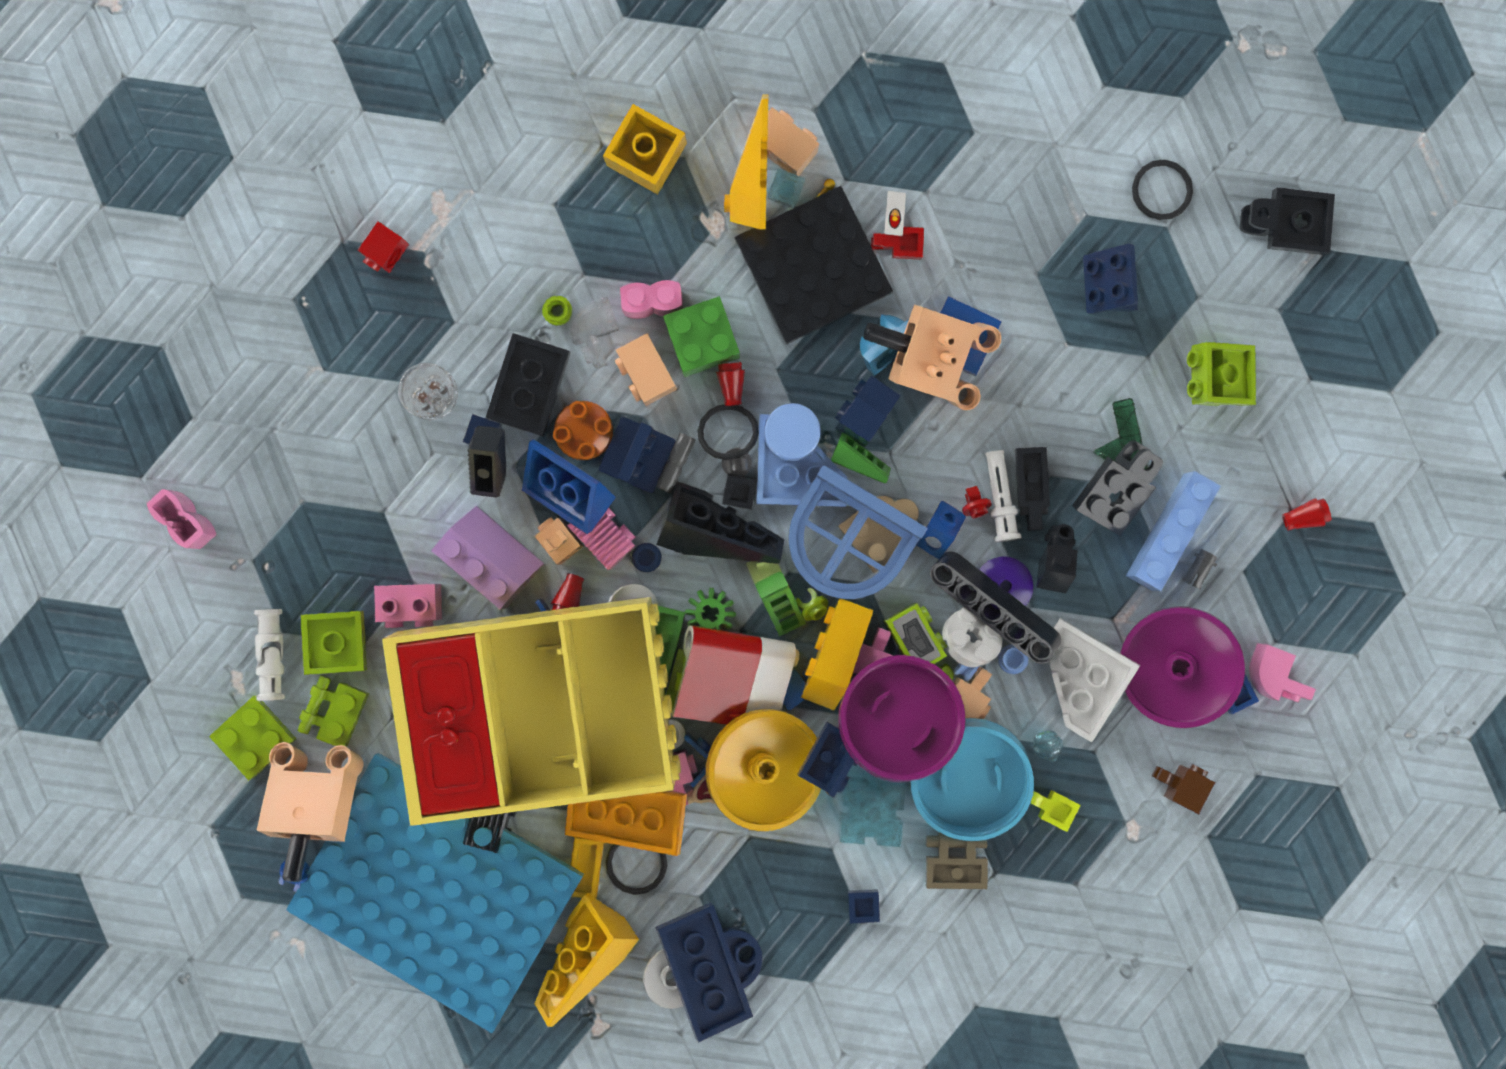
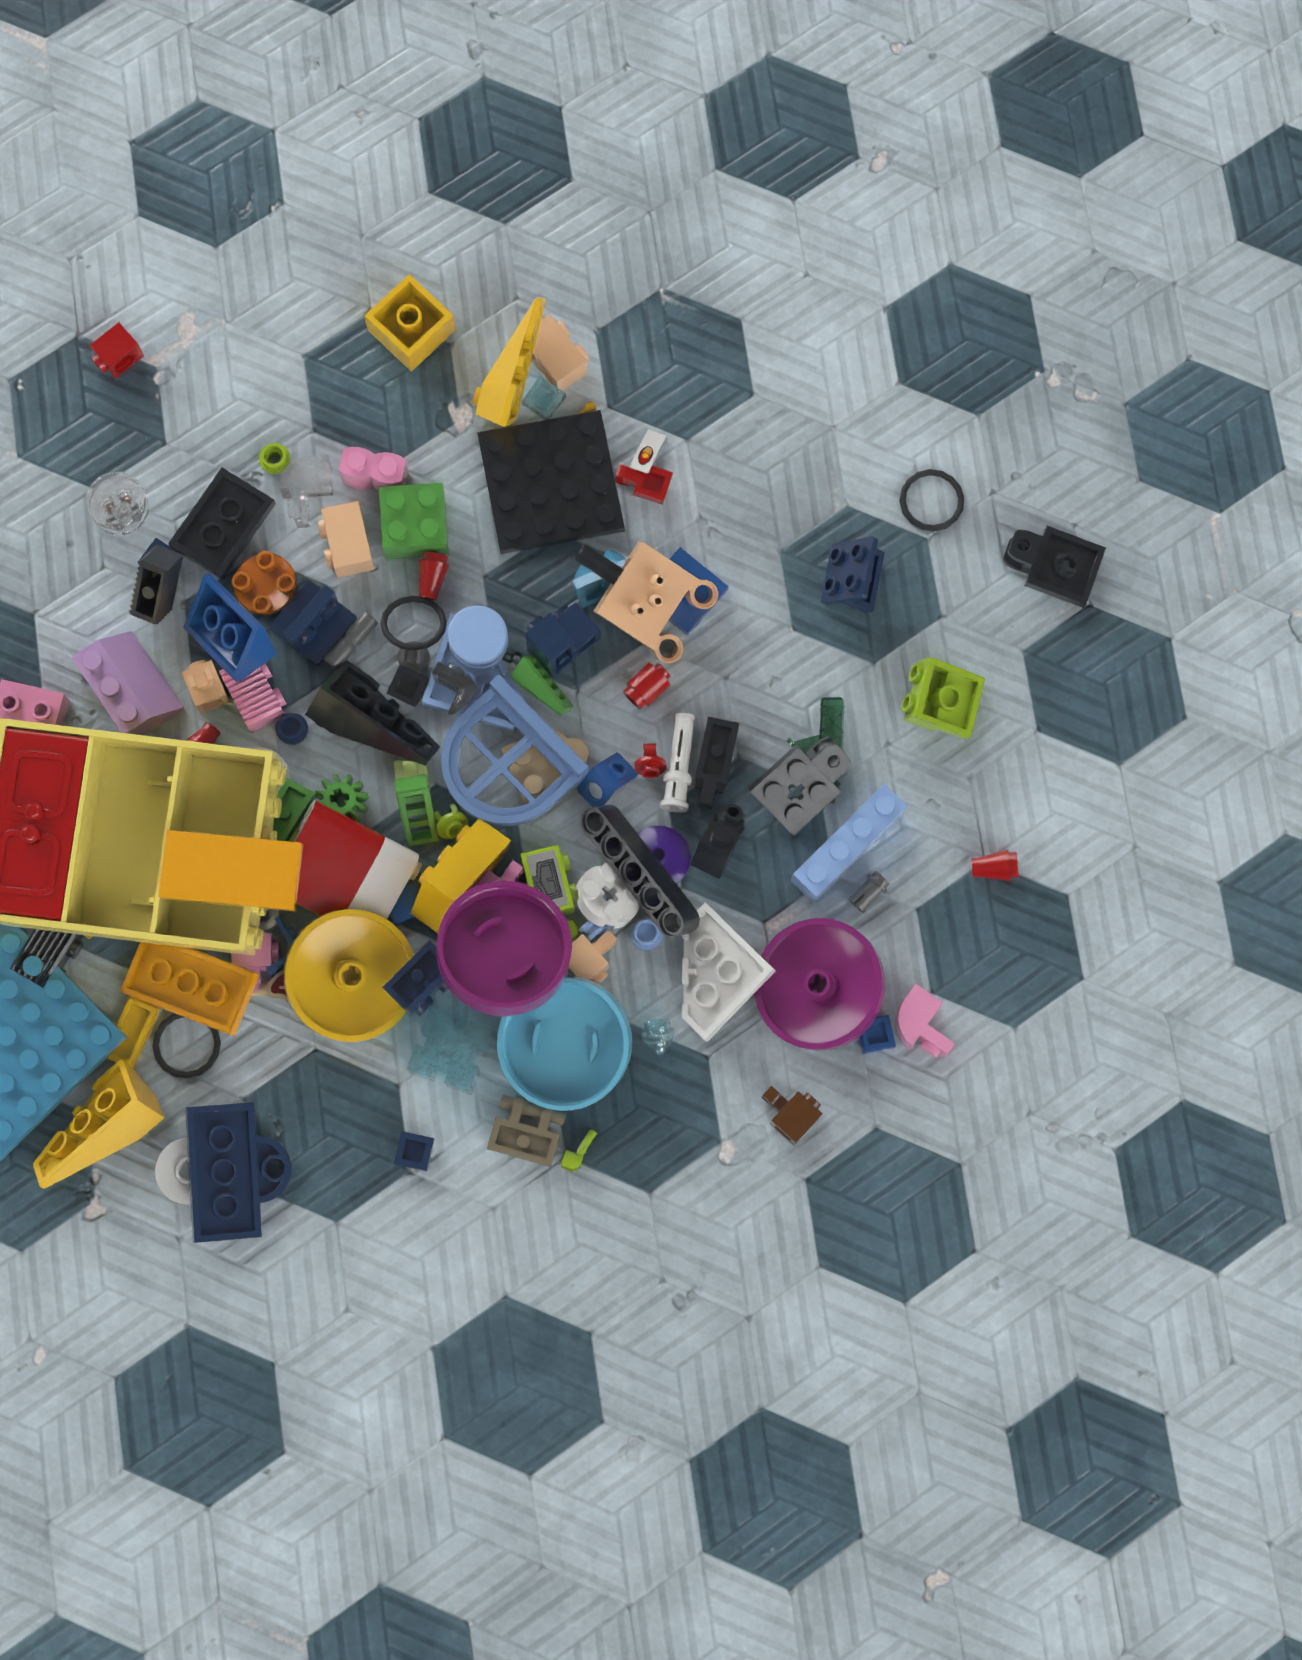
camera: 10 degrees right, 10 degrees down
(641, 723) = (231, 870): none -> light orange tile
(780, 476) = (454, 679): none -> clear smoke plate
(954, 433) = (647, 685): none -> red brick
(1005, 876) = (572, 1160): none -> lime hand
(1056, 809) = (648, 1103): neon yellow plate -> none

